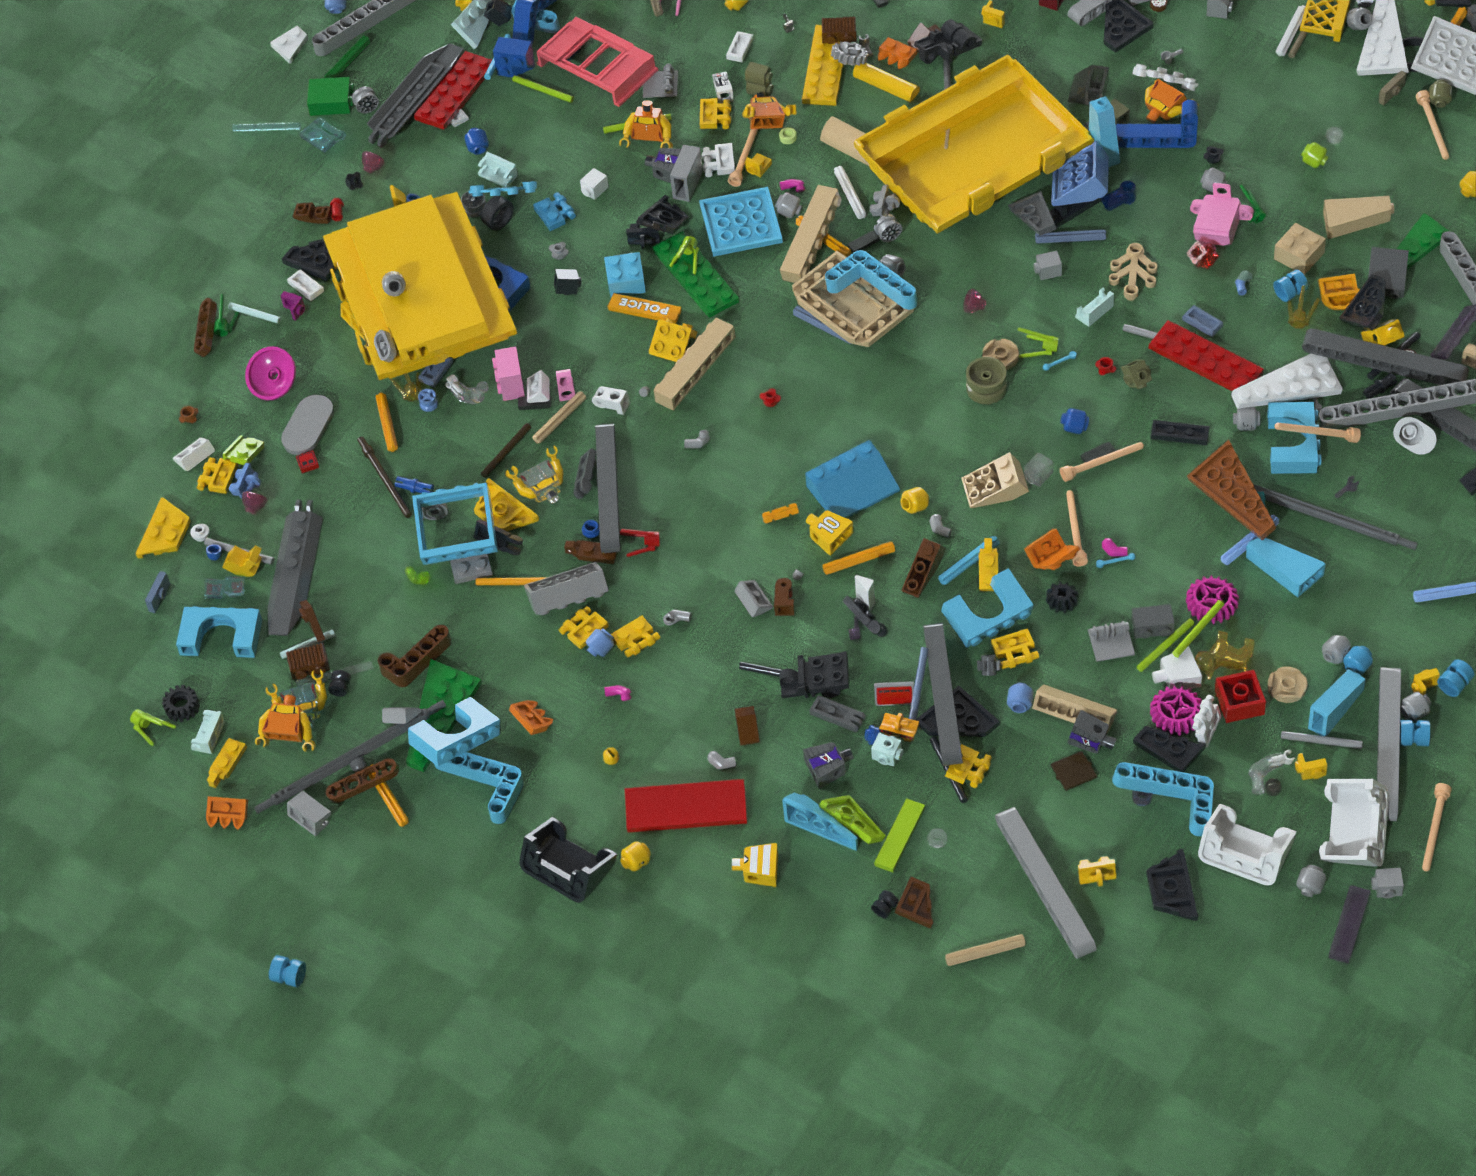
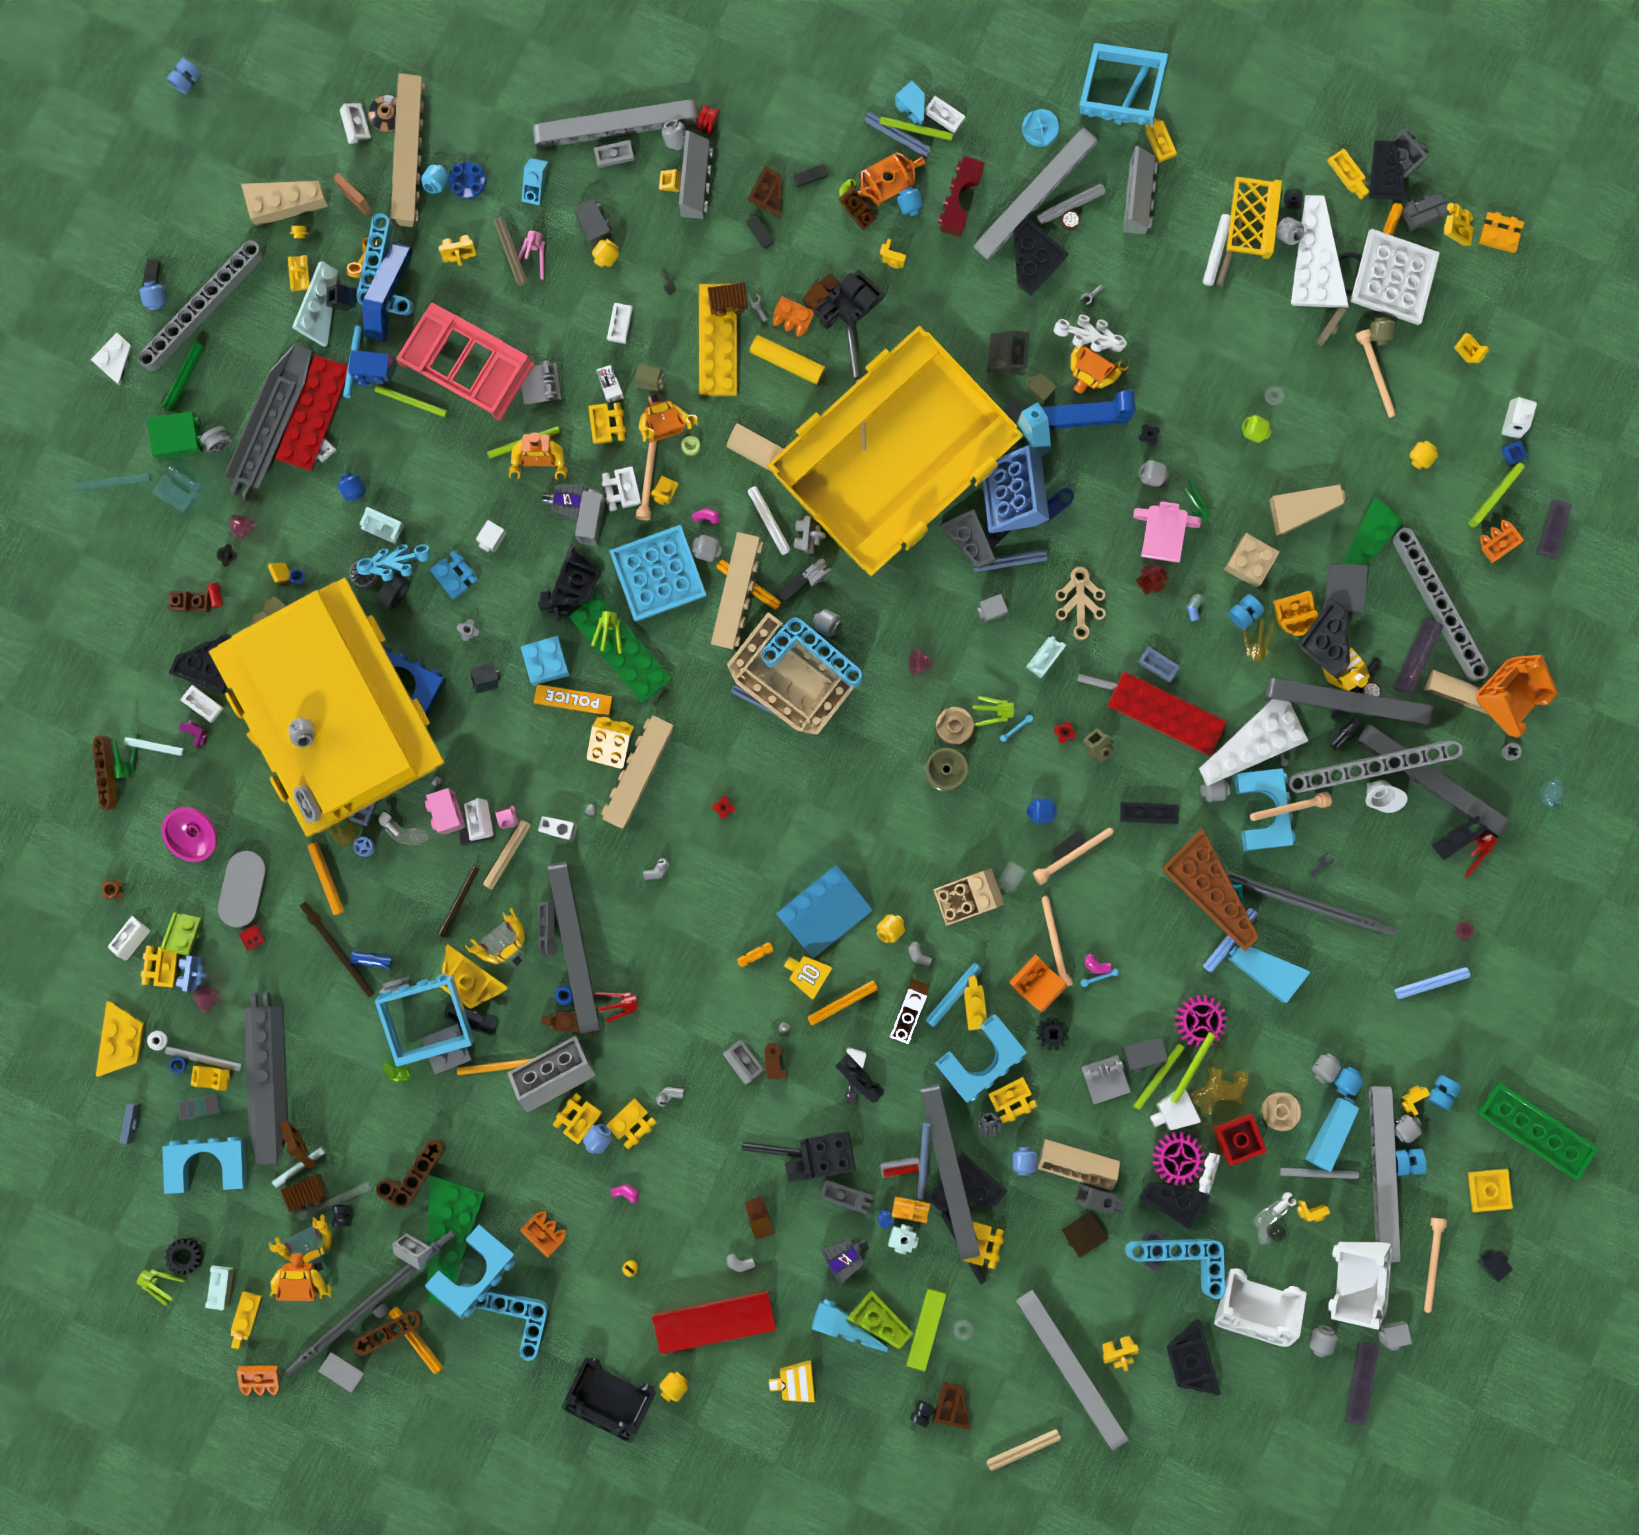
camera: 15 degrees left, 30 degrees up
(849, 53) = (744, 331): light grey gear -> none

